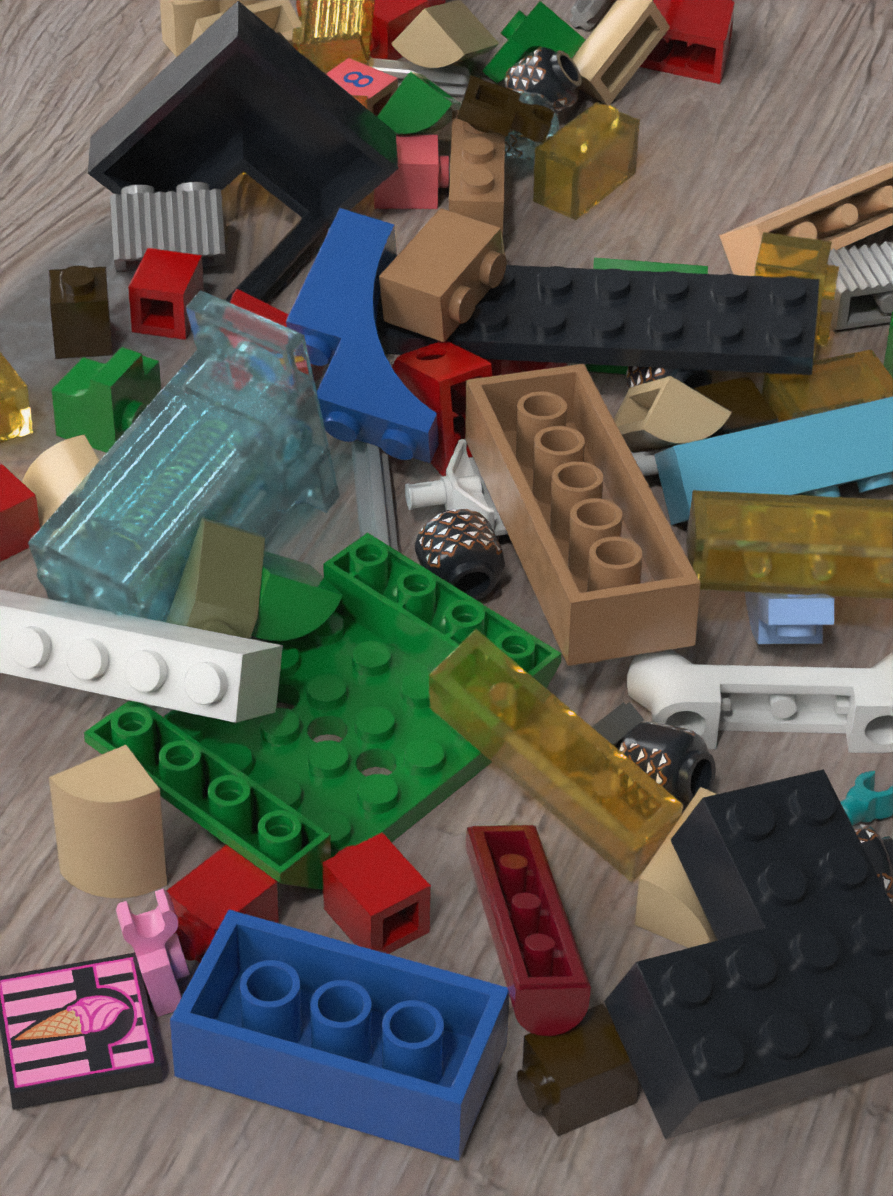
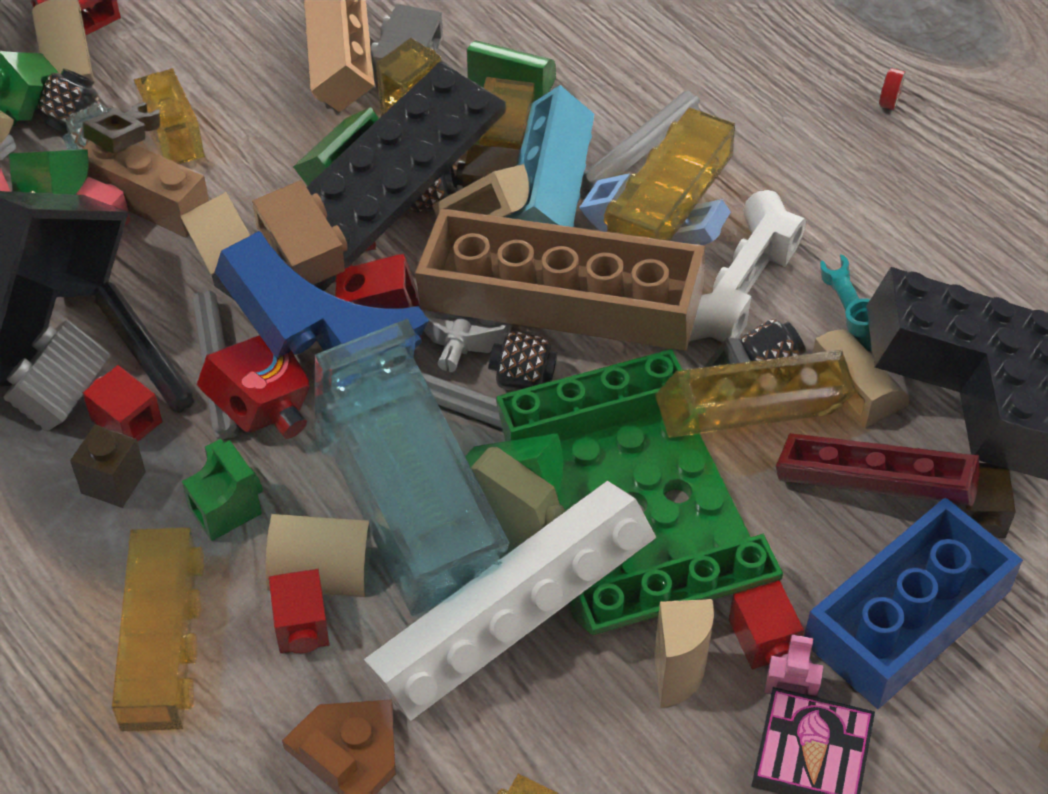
camera: 60 degrees left, 10 degrees up
(376, 895) = (799, 537): red brick -> none

